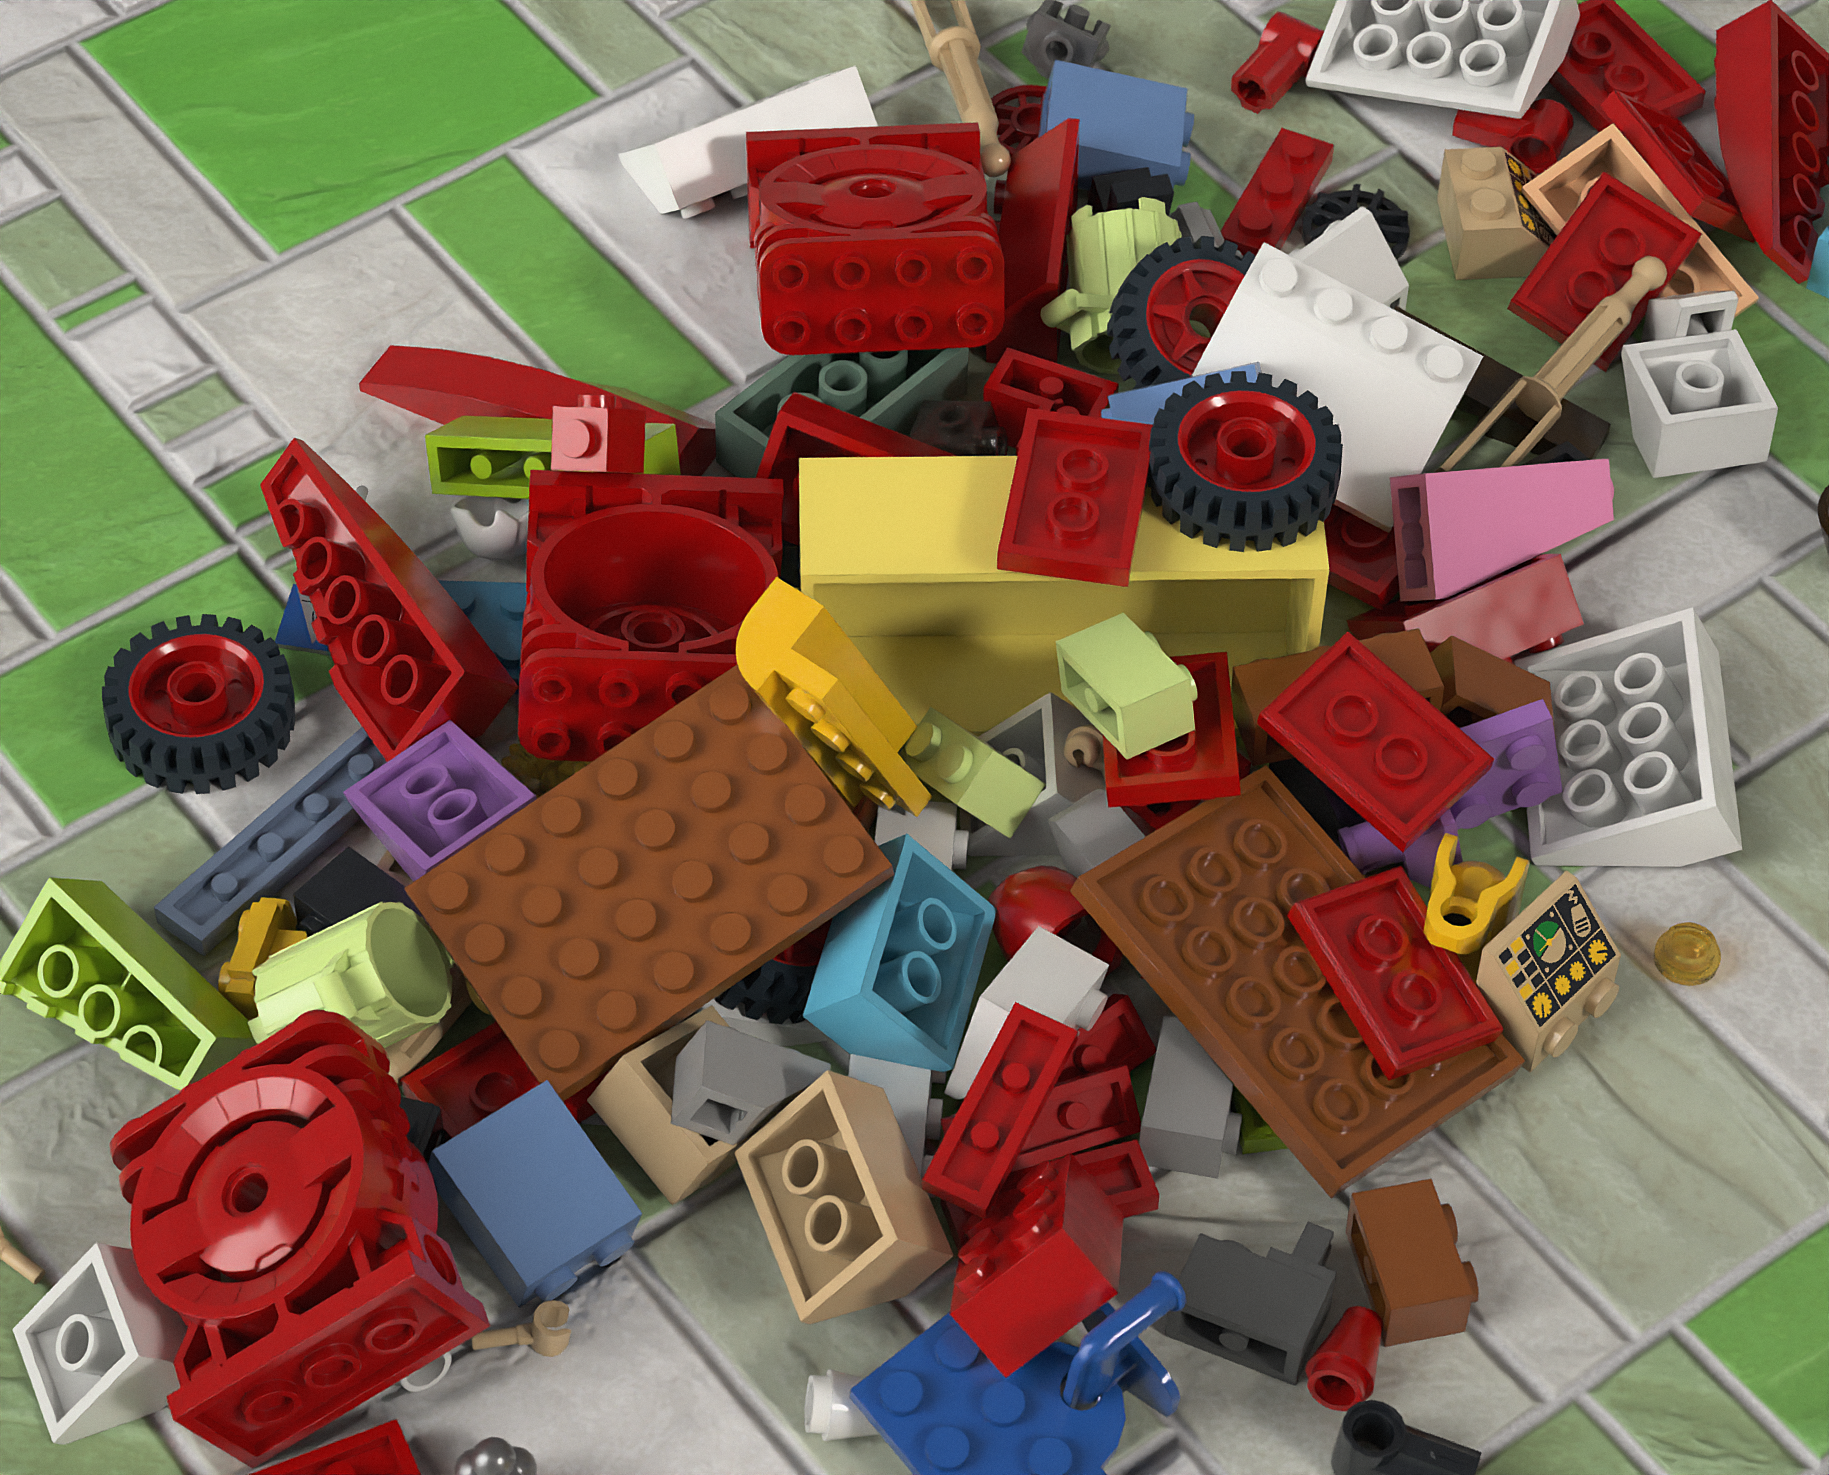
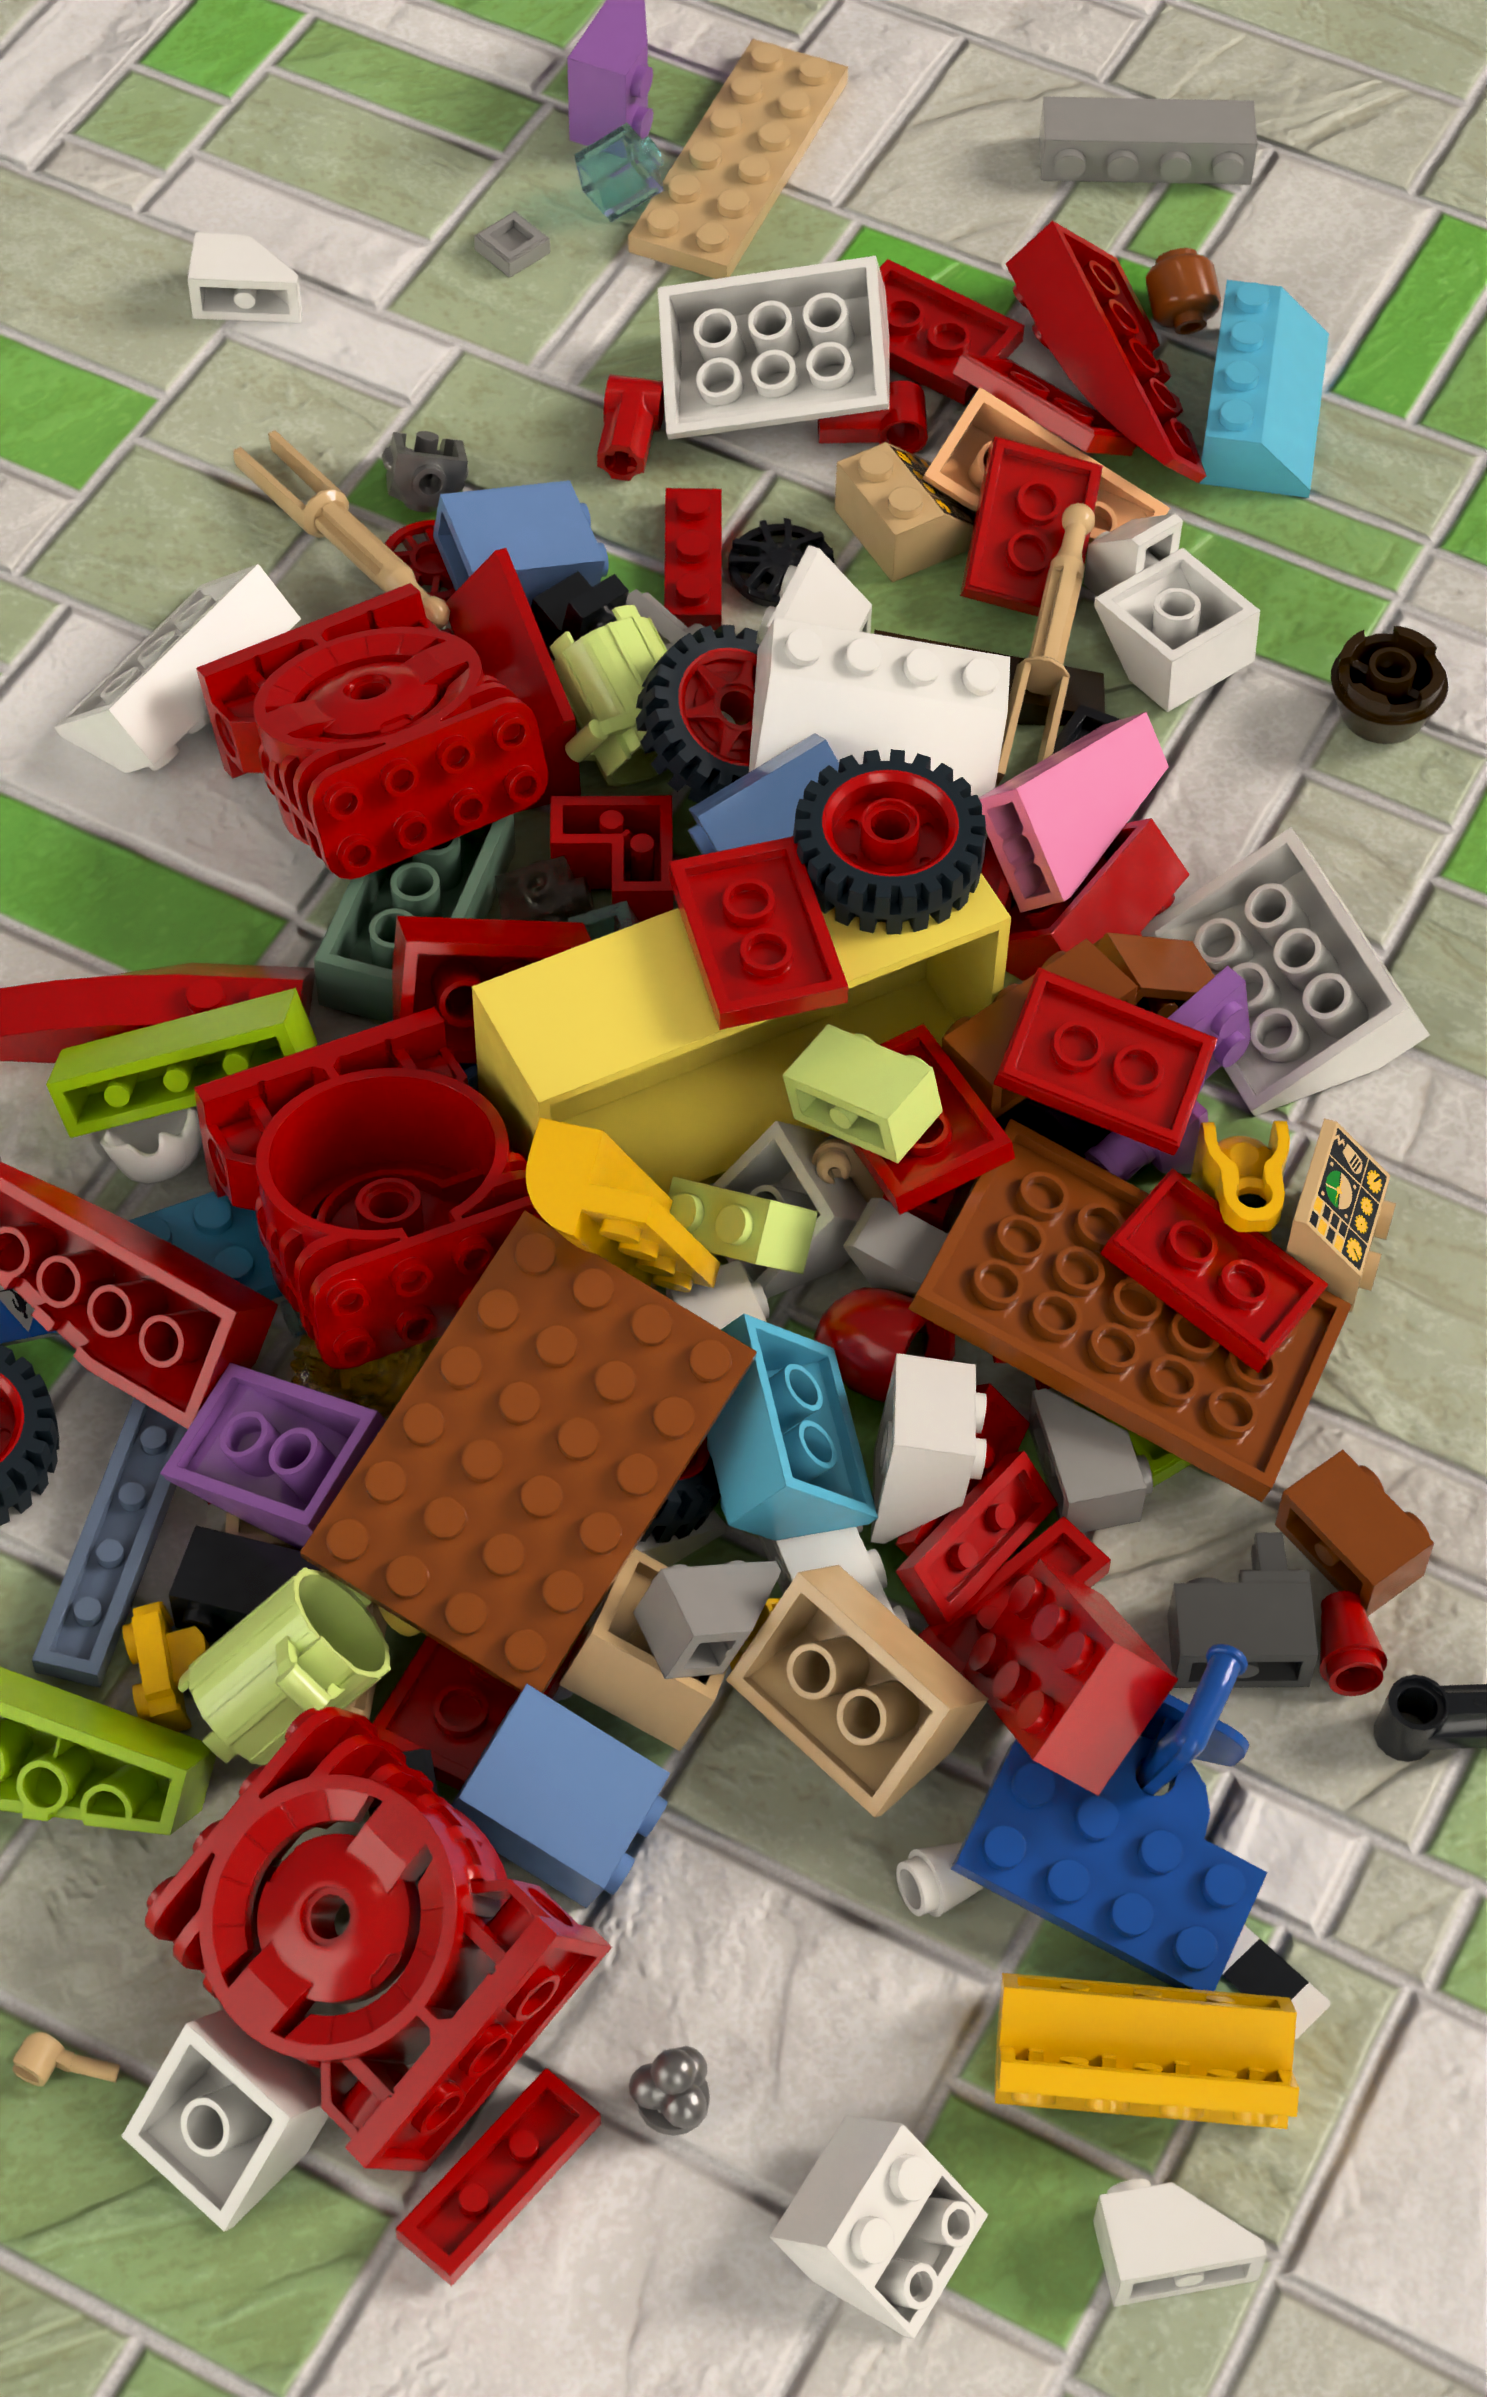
camera: 25 degrees left, 5 degrees up
(542, 1340) = (624, 1928): tan hand -> none
(598, 437) = (247, 1032): brick -> none
(1000, 1110) = (967, 1546): red plate -> none
(1687, 954) = (1431, 1150): clear yellow plate -> none

